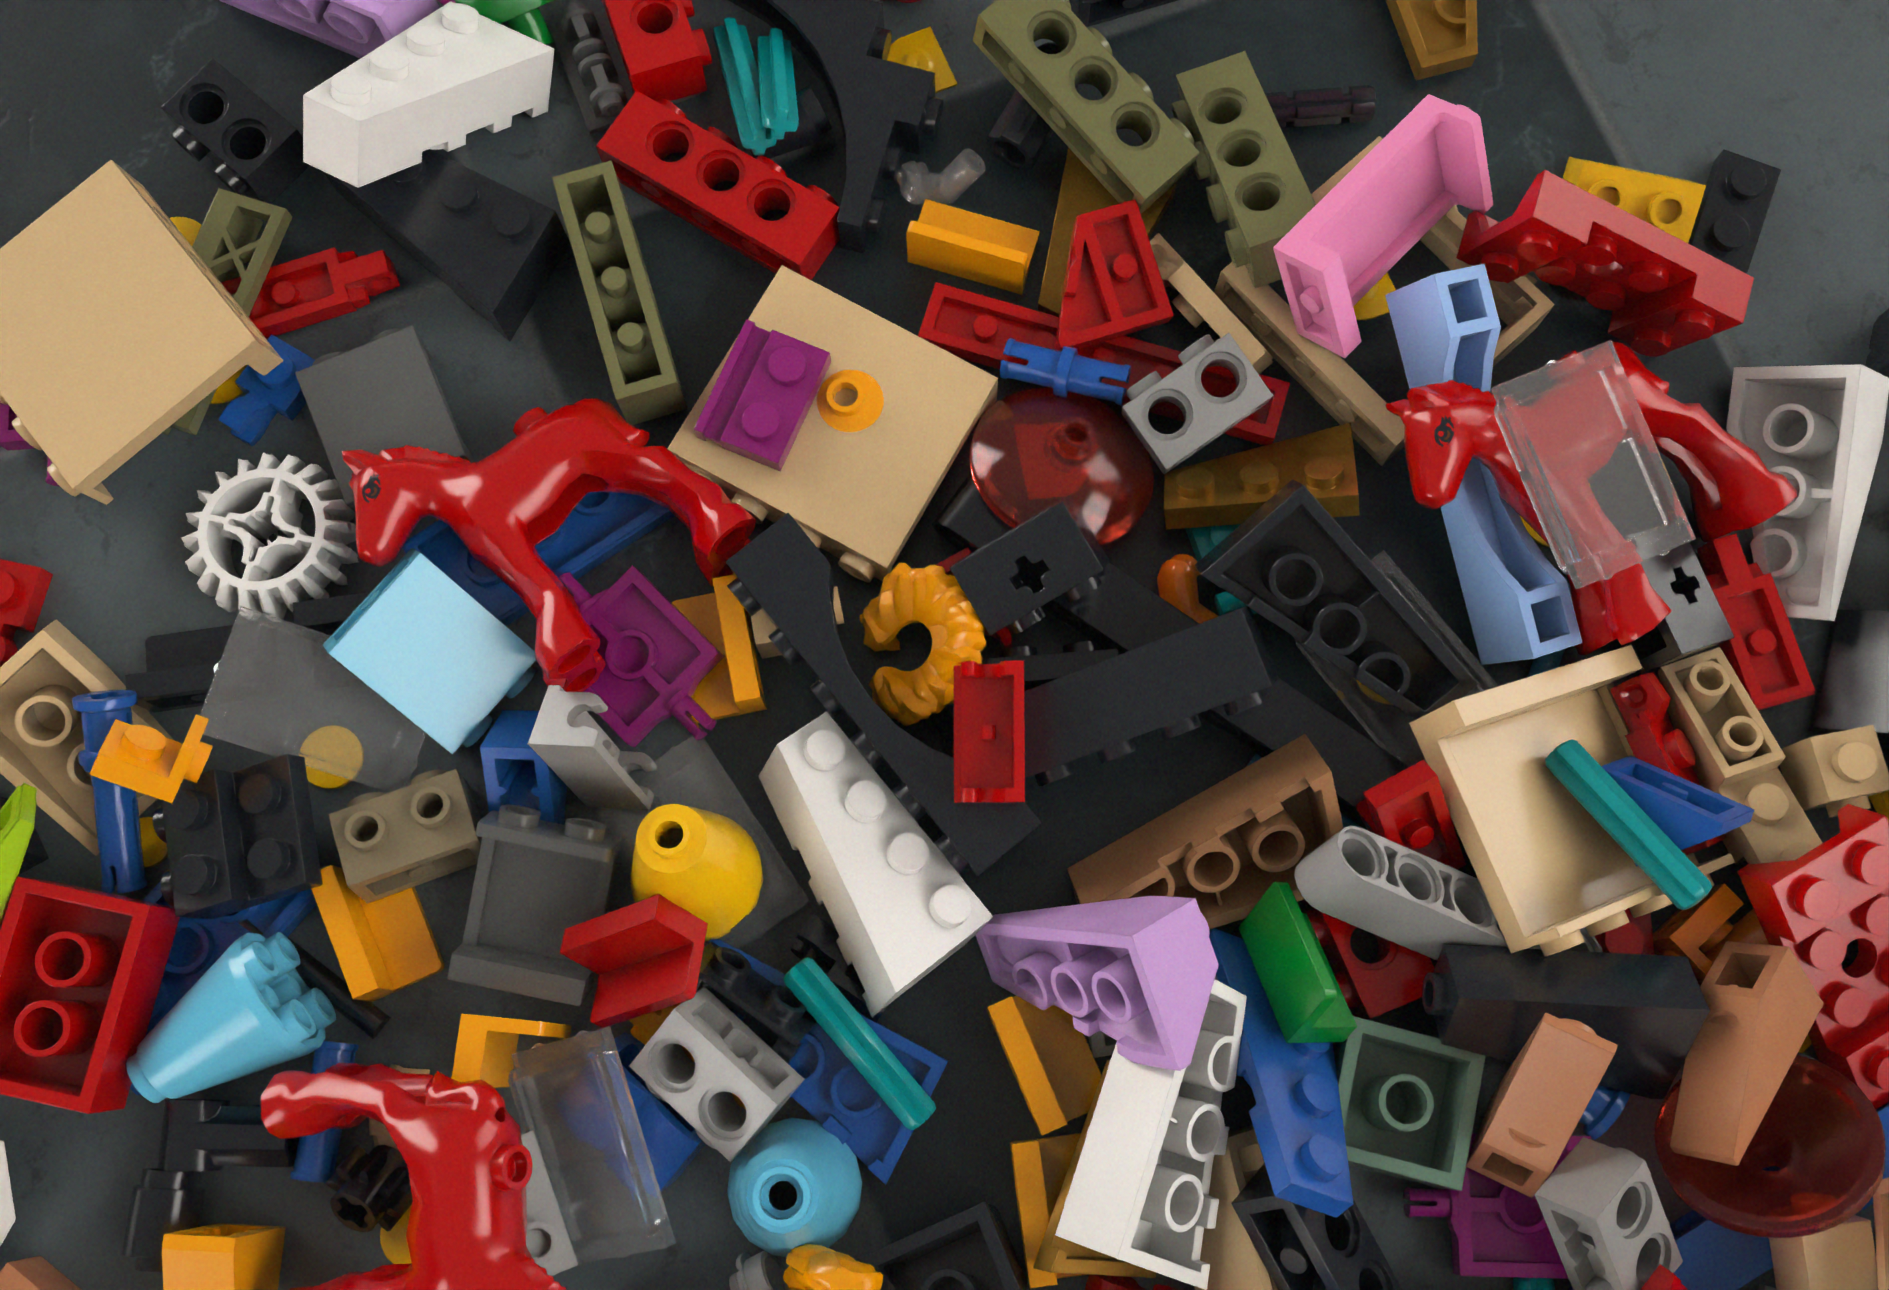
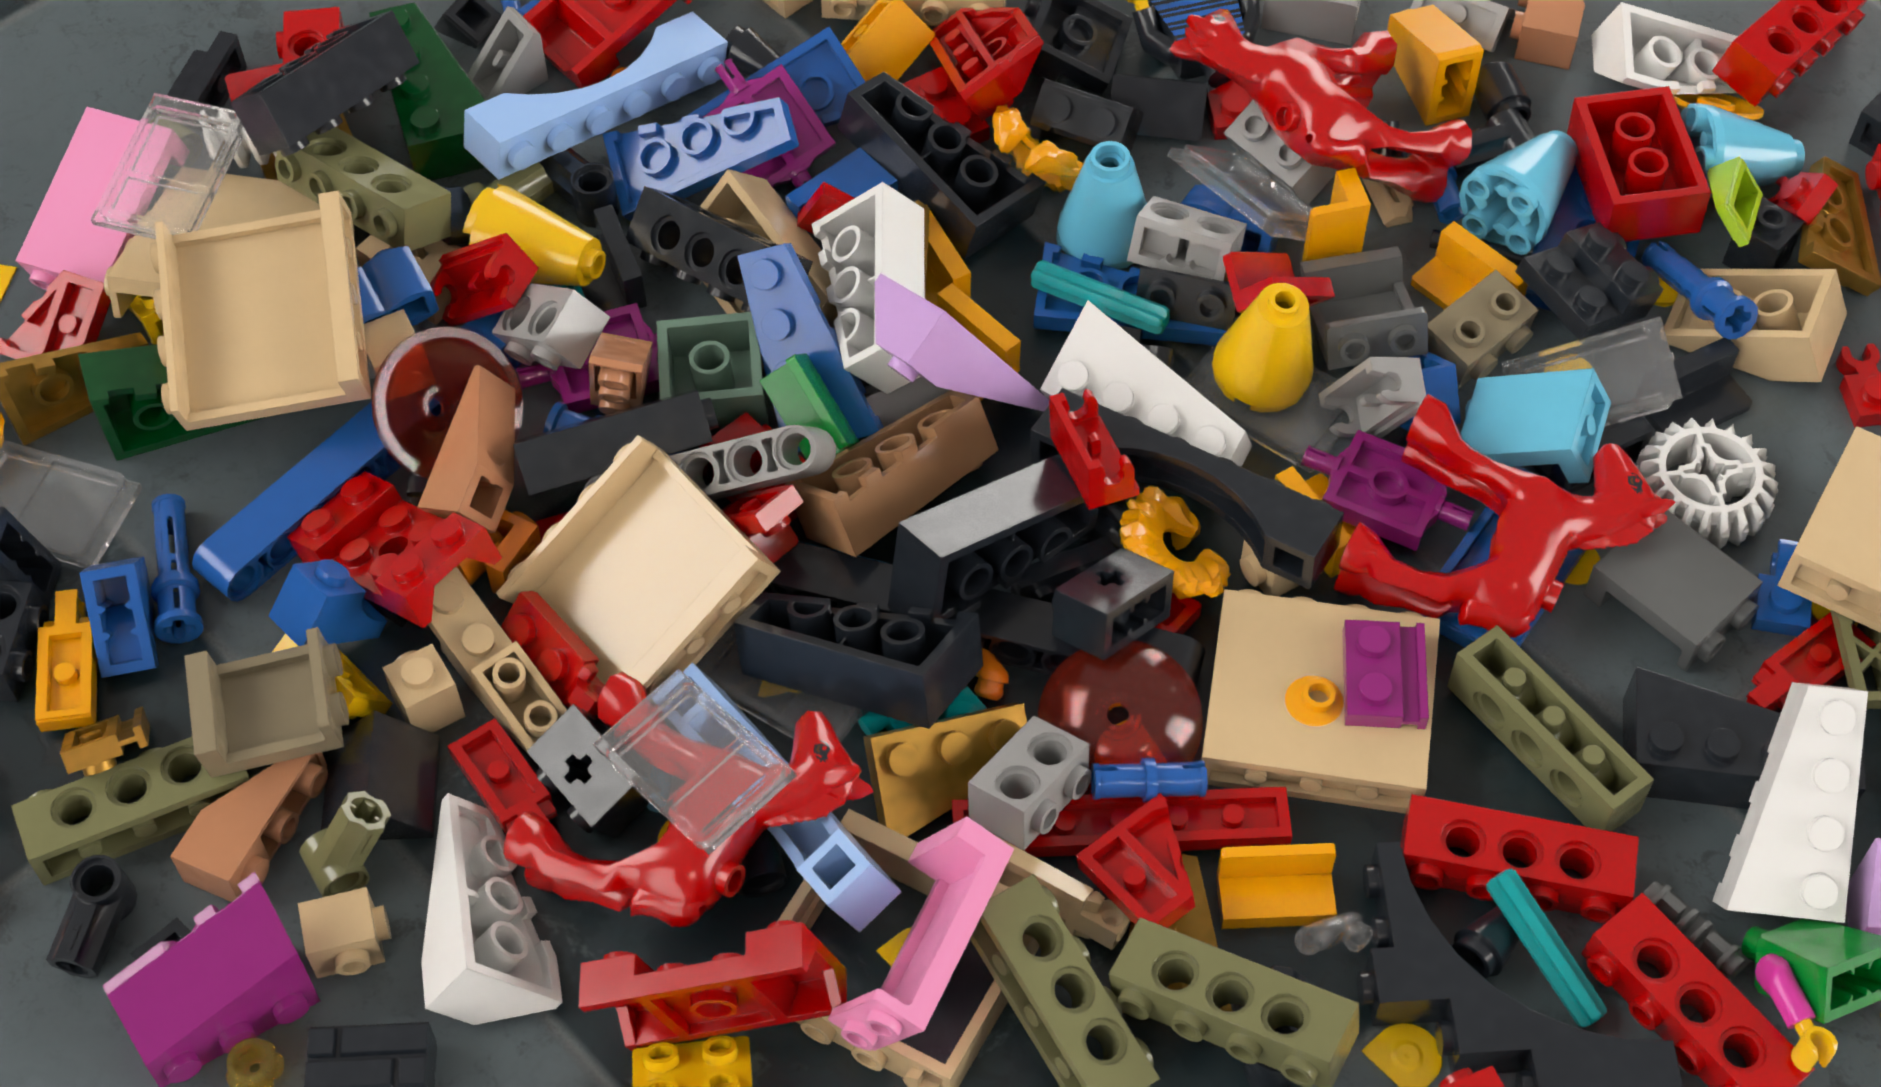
camera: 160 degrees right, 20 degrees down
(149, 761) = (1673, 281): light orange bracket -> none
(777, 84) = (1514, 940): teal axle -> none
(1628, 825) = (594, 563): teal axle -> none
(1677, 806) = (562, 594): blue slope -> none

